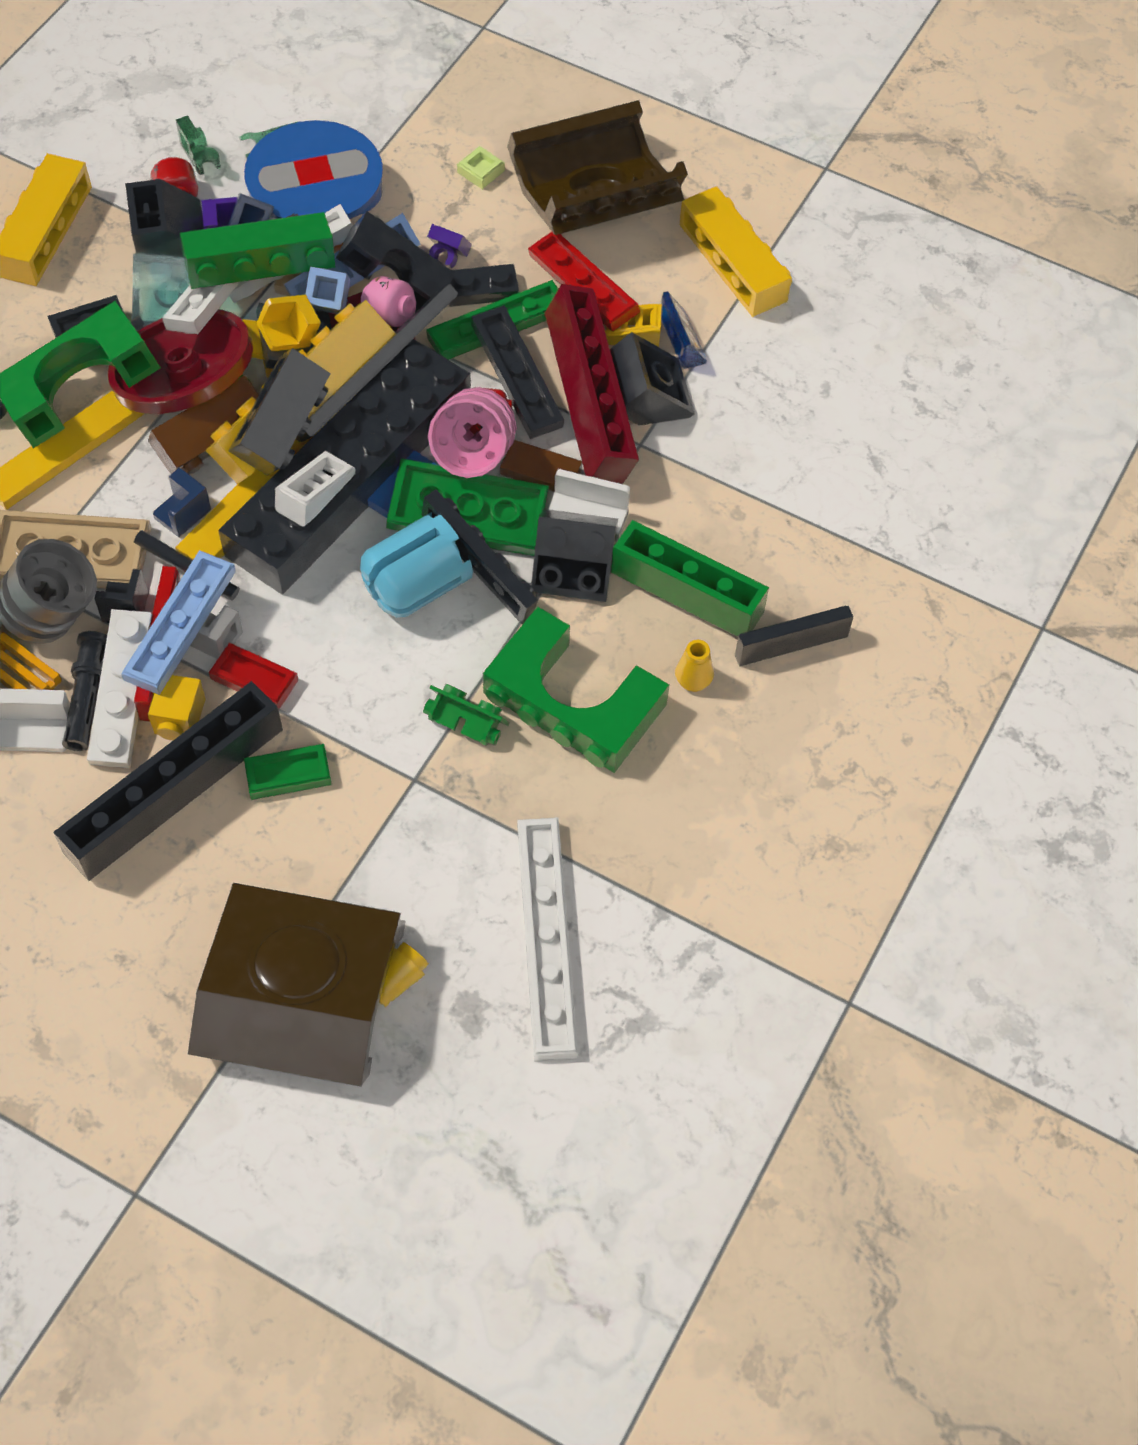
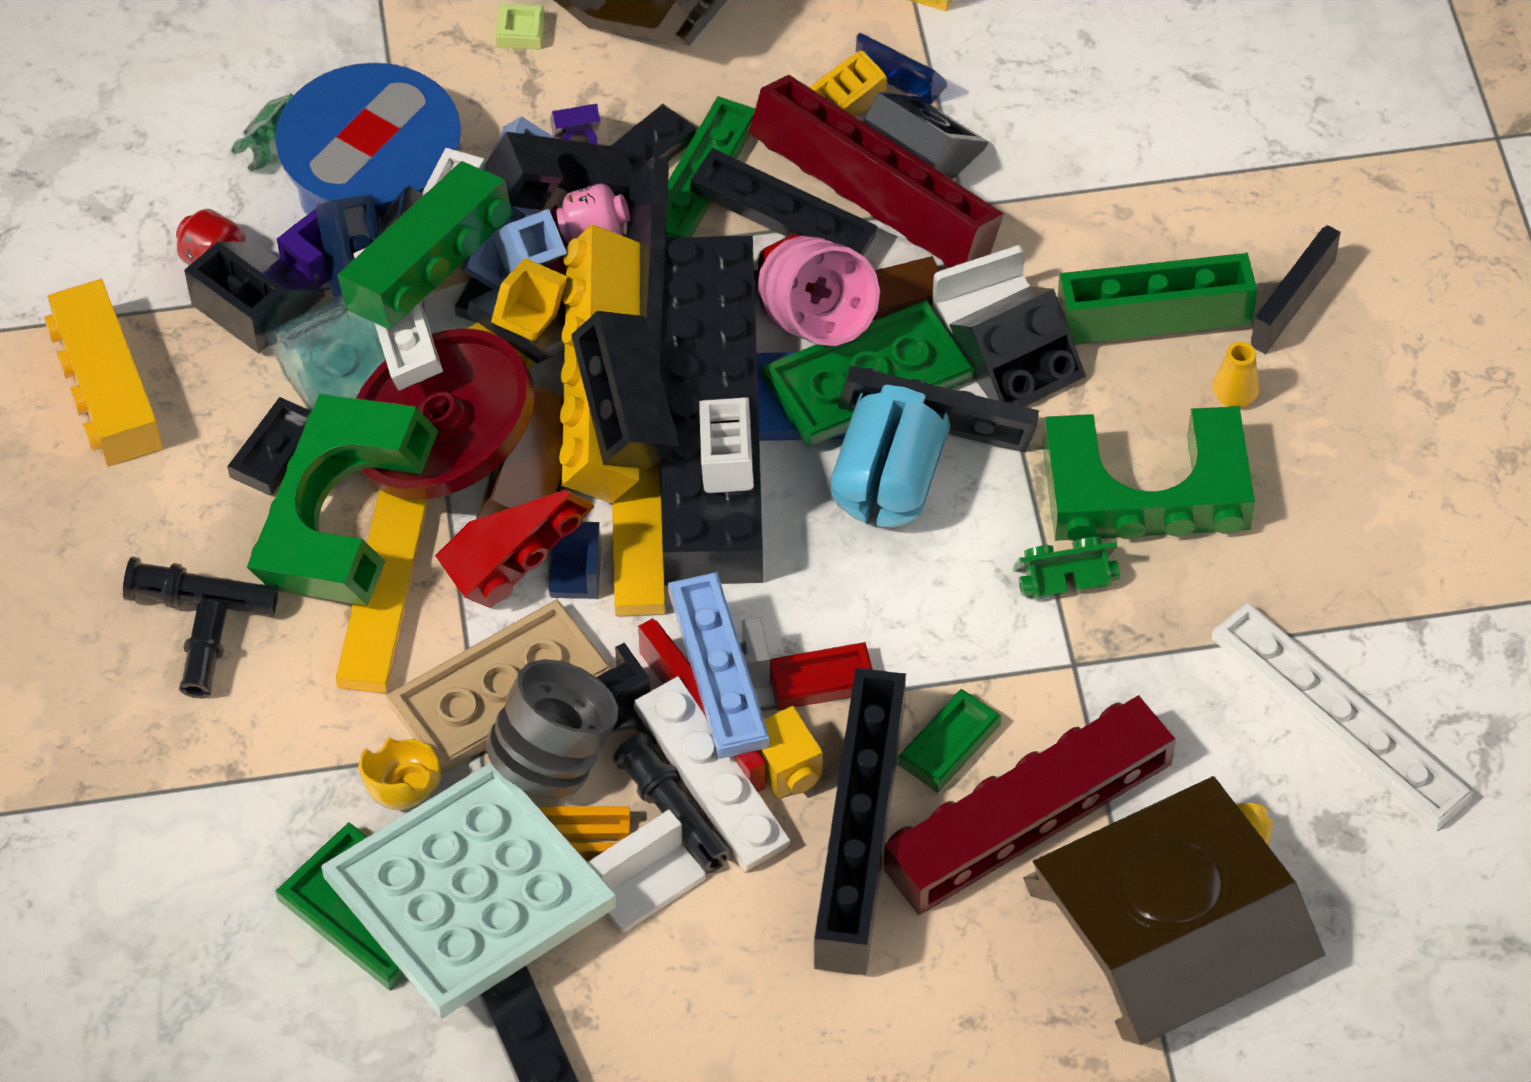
camera: 35 degrees left, 5 degrees down
(137, 465) = (504, 546): none -> red slope
(175, 558) = (621, 616): black bar -> none
(195, 145) = (187, 190): clear green plate -> none
(286, 846) = (1027, 804): none -> dark red brick
(573, 268) = (745, 72): red tile -> none

